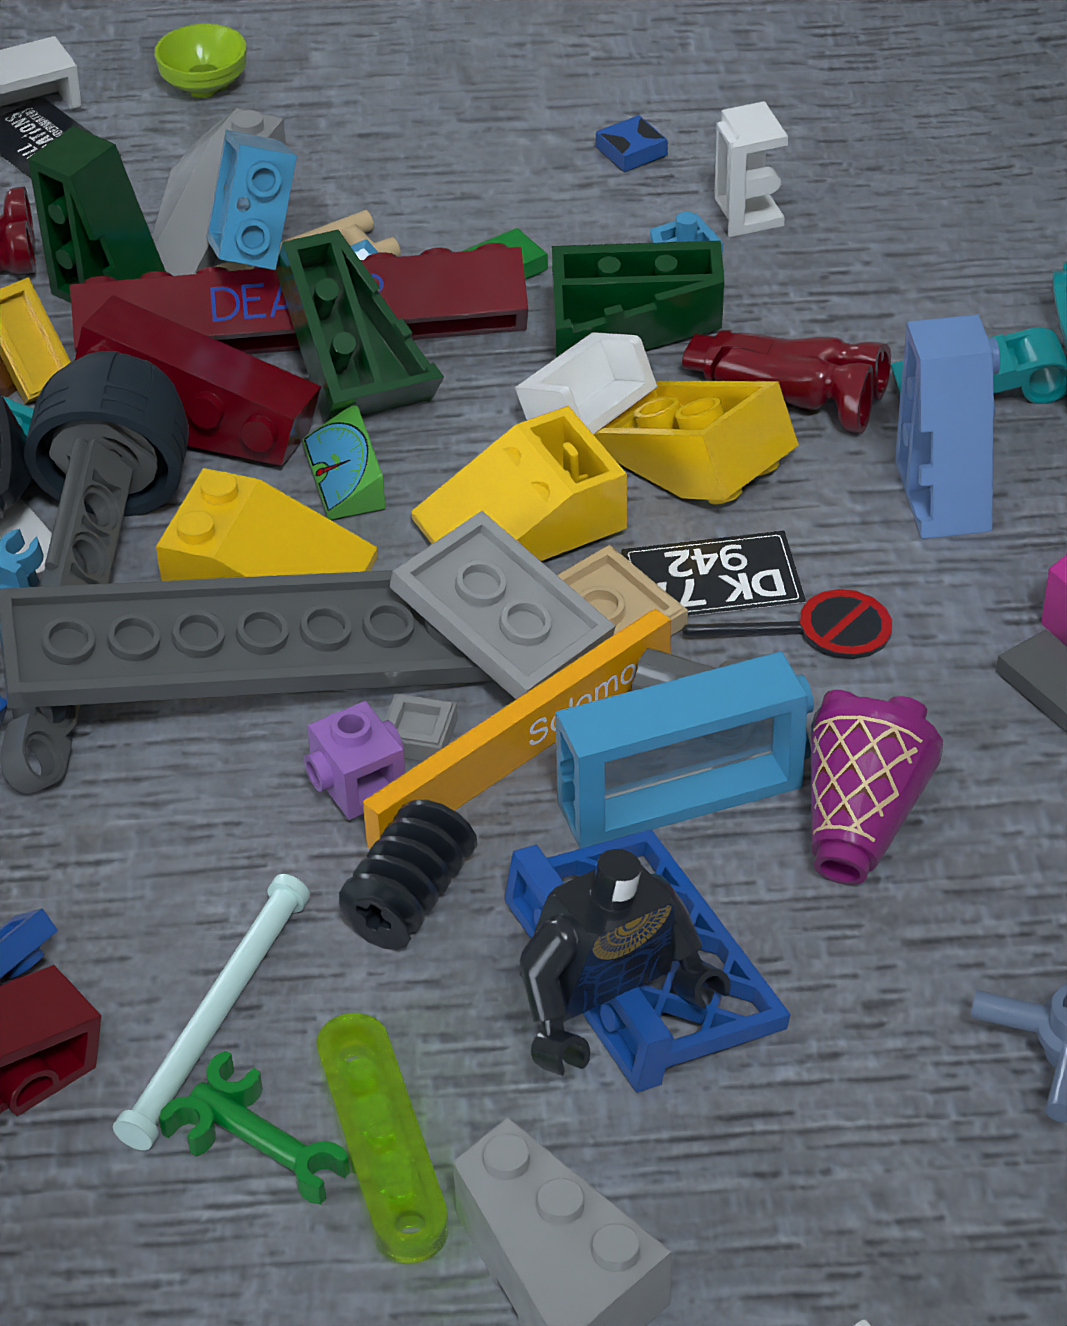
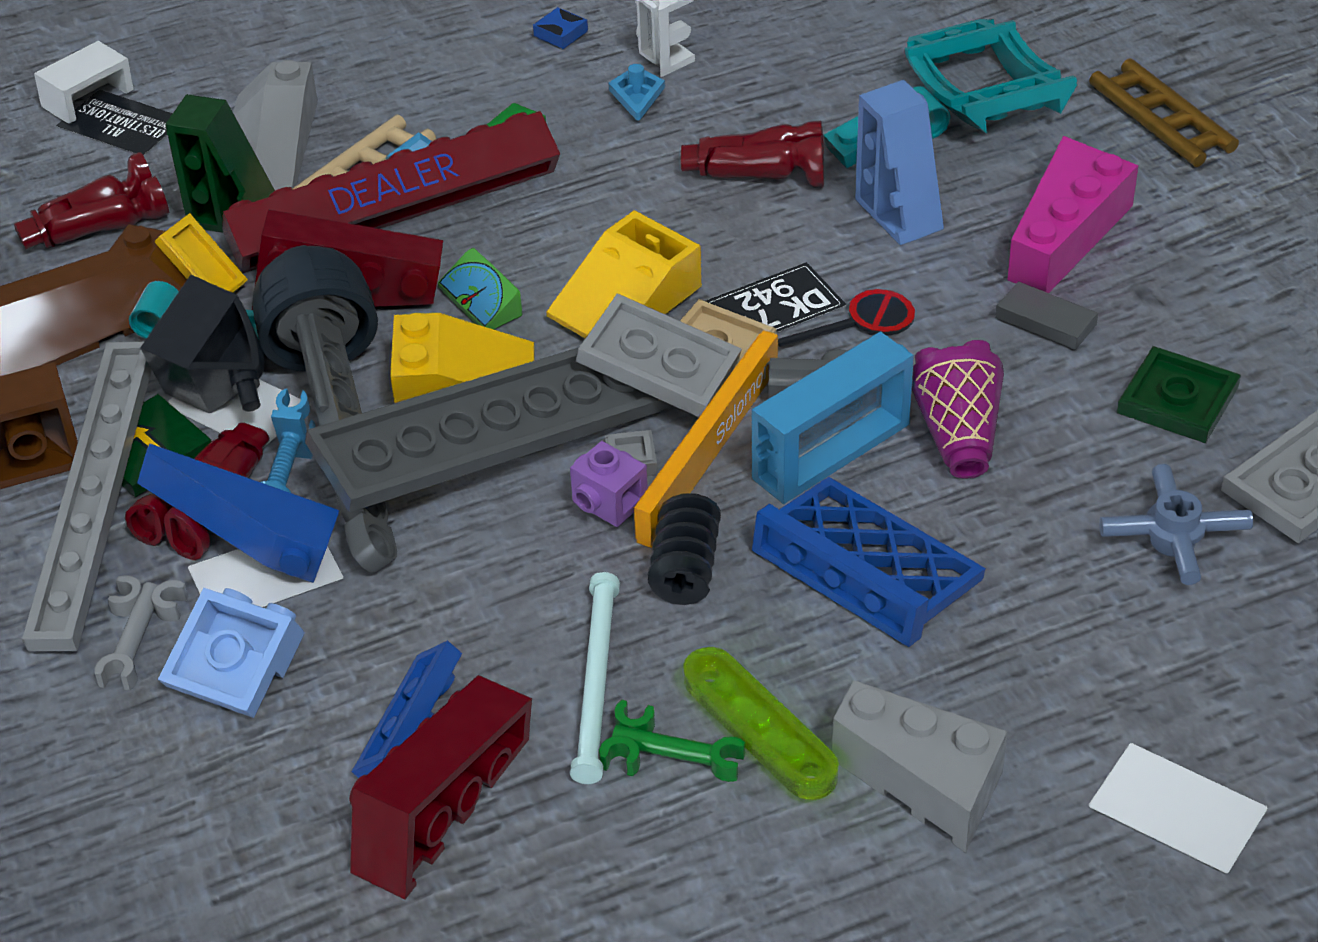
camera: 20 degrees left, 0 degrees up
(201, 58) = (214, 34): lime piece -> none
(252, 209) = (337, 119): dark azure window -> none
(349, 331) = (446, 195): dark green wedge -> none
(593, 378) = (628, 185): white panel -> none
(602, 941) = (862, 548): black torso -> none
(638, 290) = (626, 130): dark green wedge -> none
(703, 436) = (725, 210): yellow slope -> none

